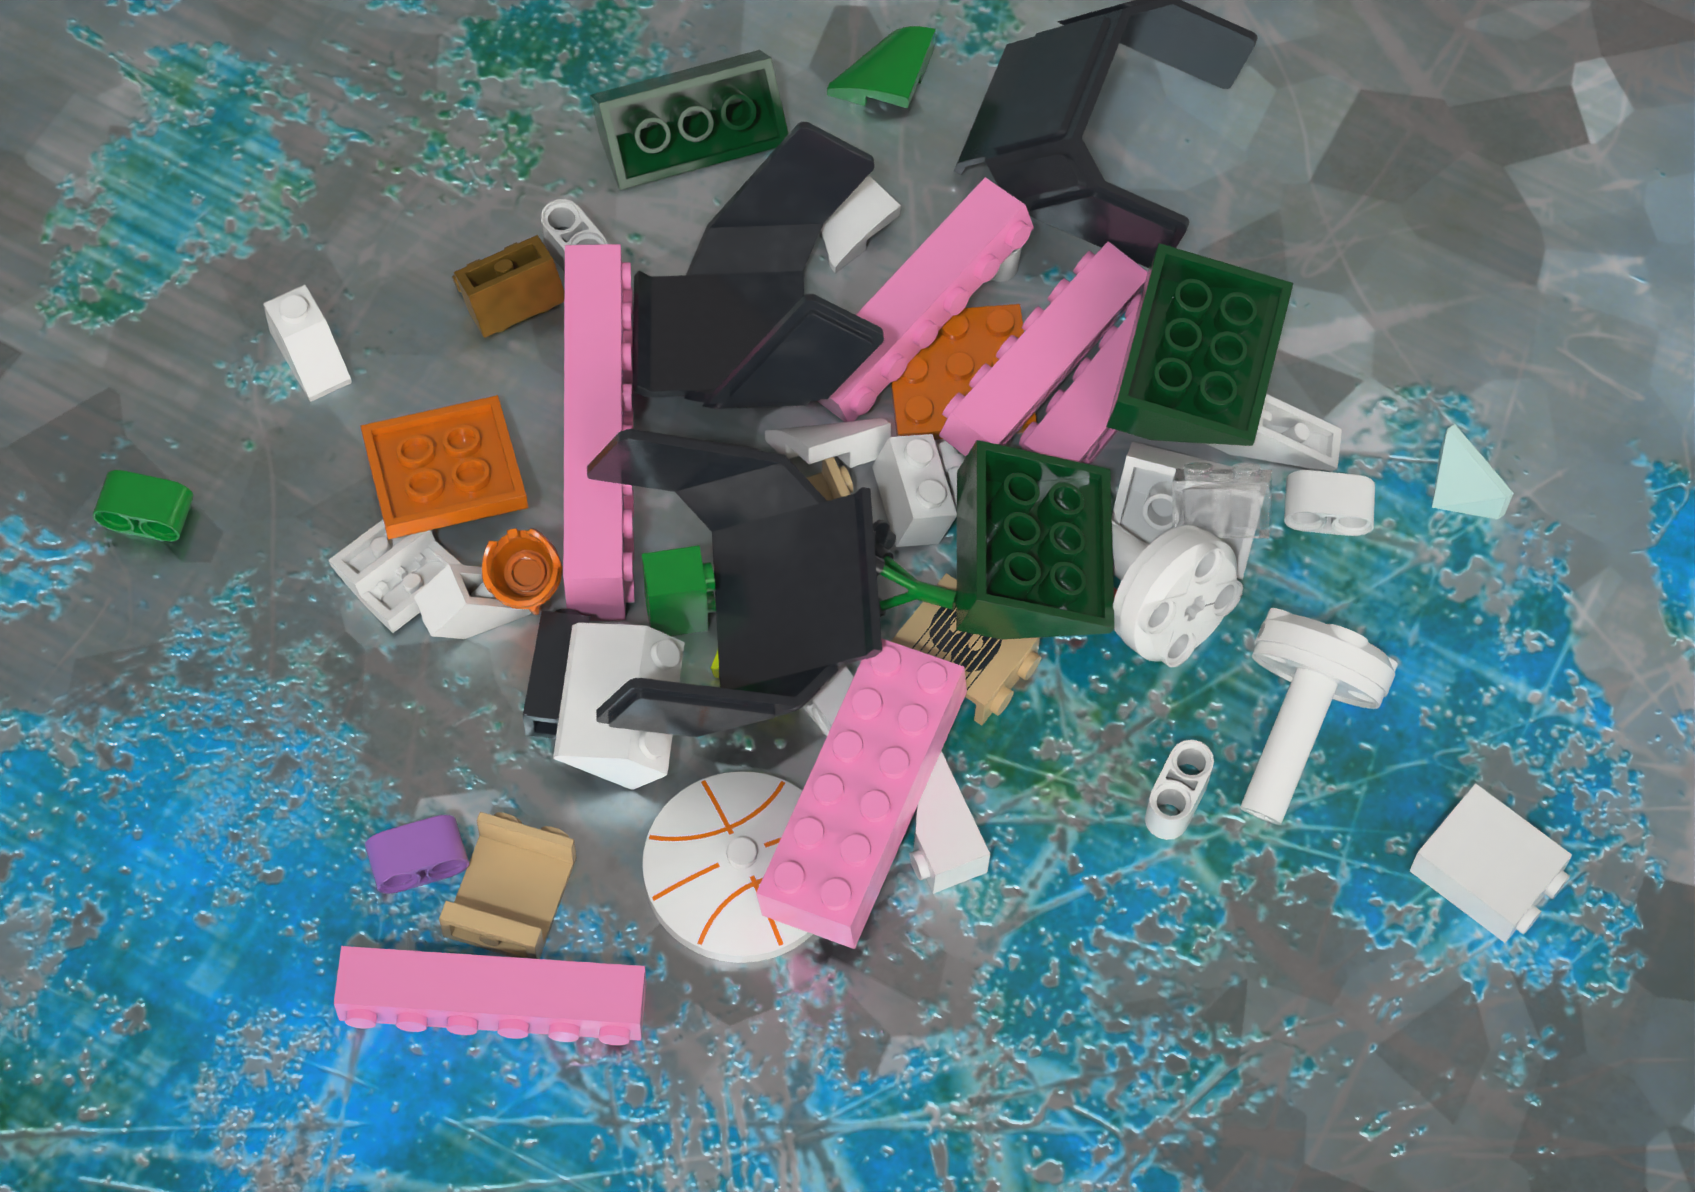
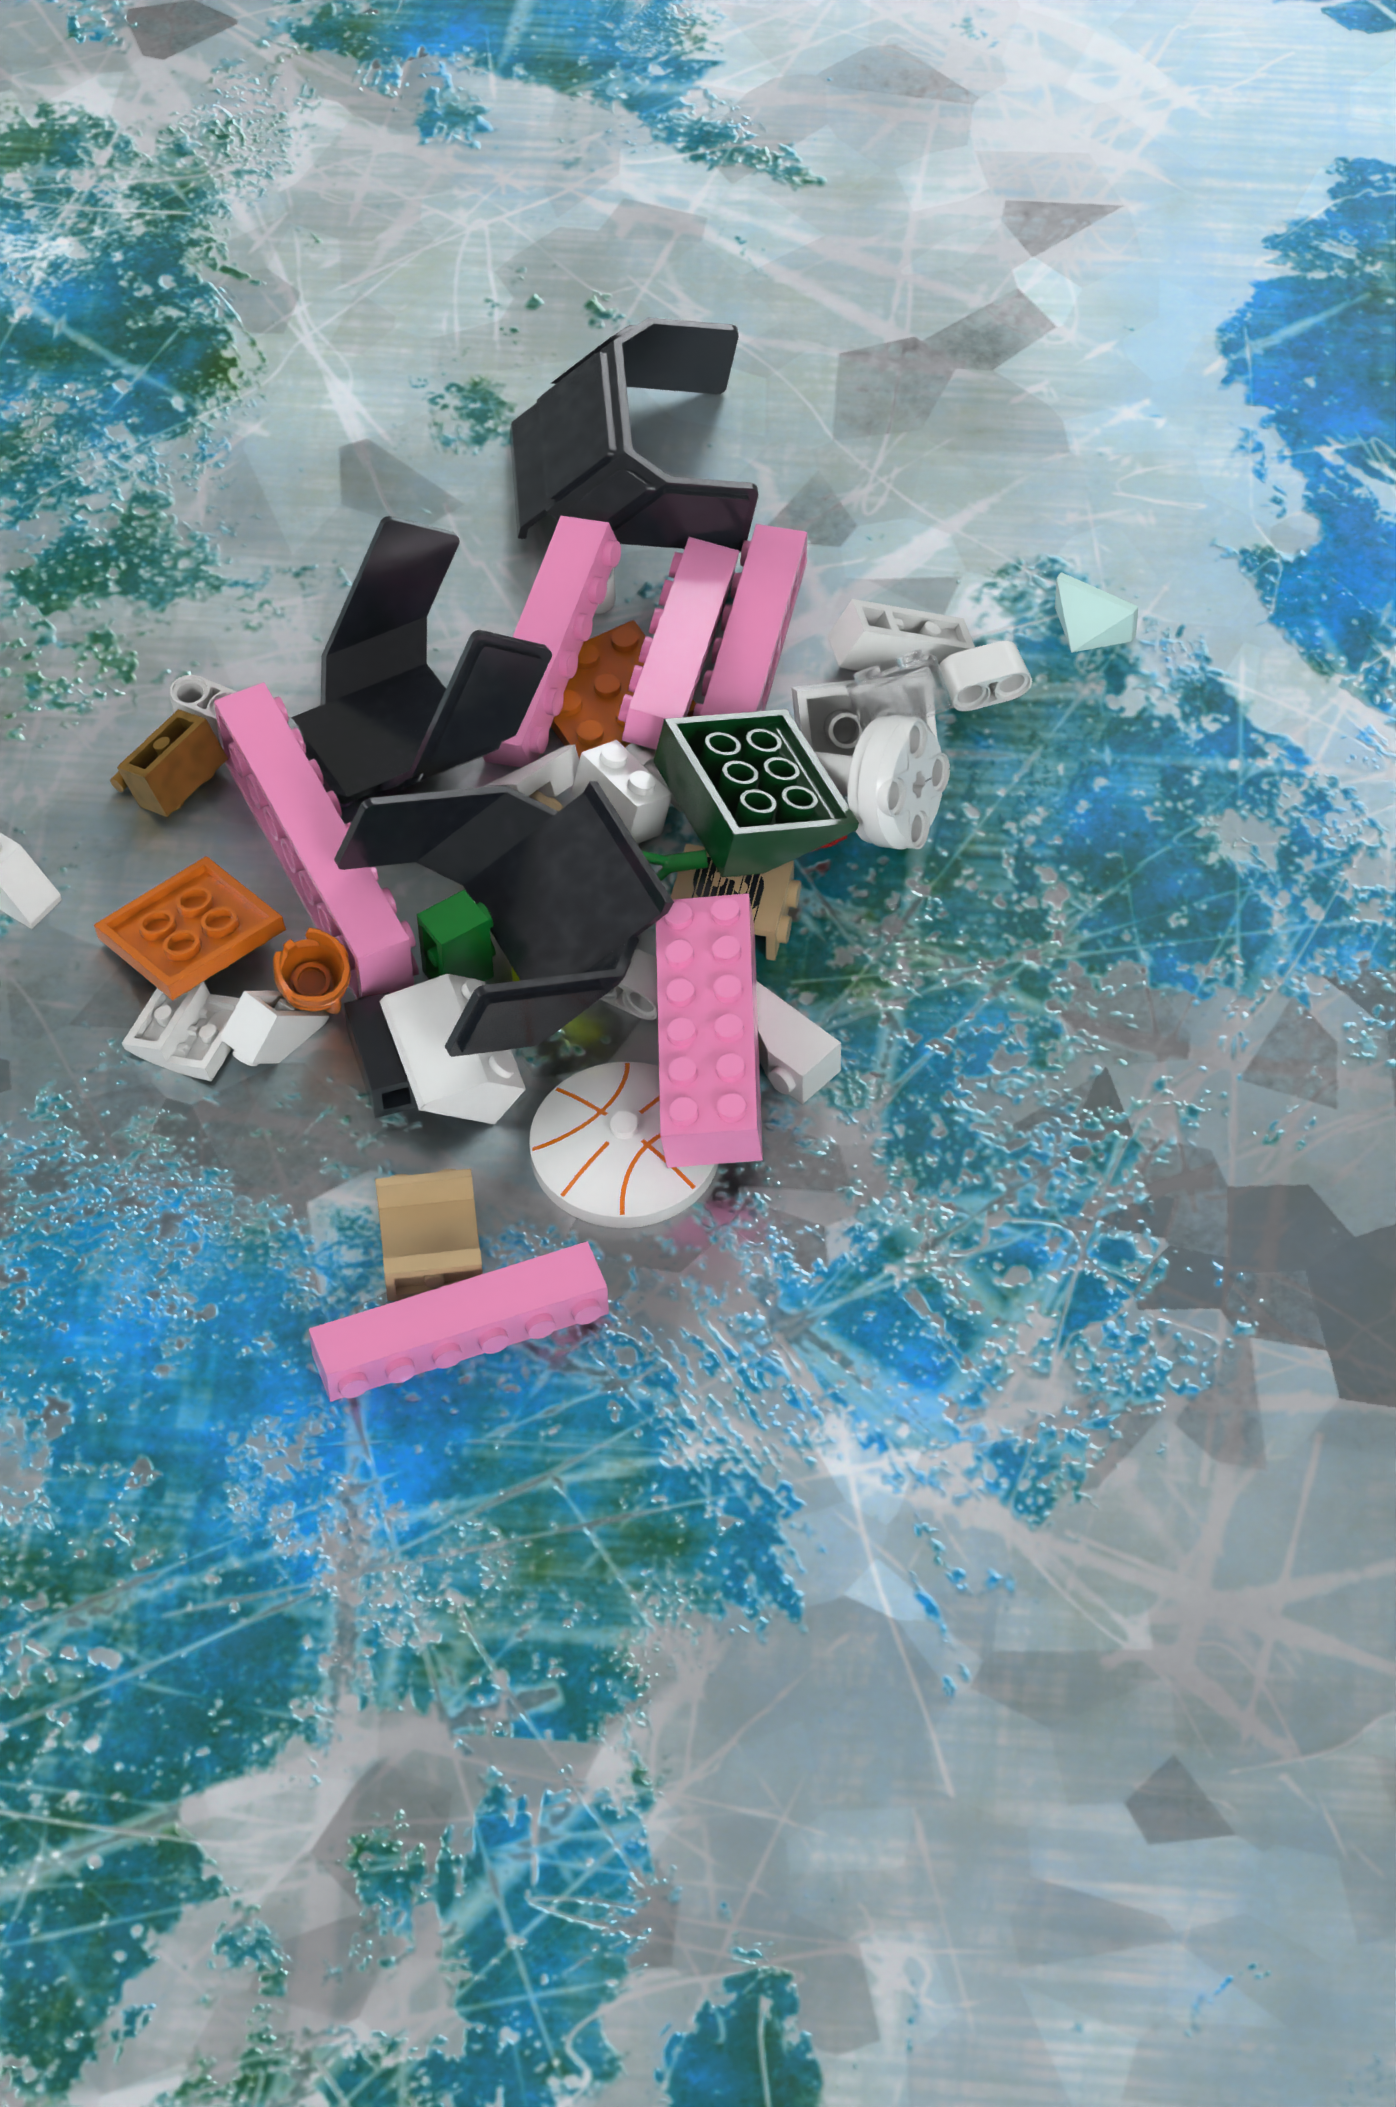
camera: 20 degrees left, 10 degrees down
(416, 854) = (332, 1240): medium lavender beam -> none
(690, 119) = (260, 577): dark green slope -> none
(856, 221) = (454, 607): white slope -> none
(888, 70) = (416, 478): green slope -> none
(1179, 789) = (973, 939): white beam -> none
(1200, 351) = (816, 586): dark green slope -> none
(1322, 666) = (1049, 792): white piece -> none
(1492, 864) = (1267, 897): white brick -> none

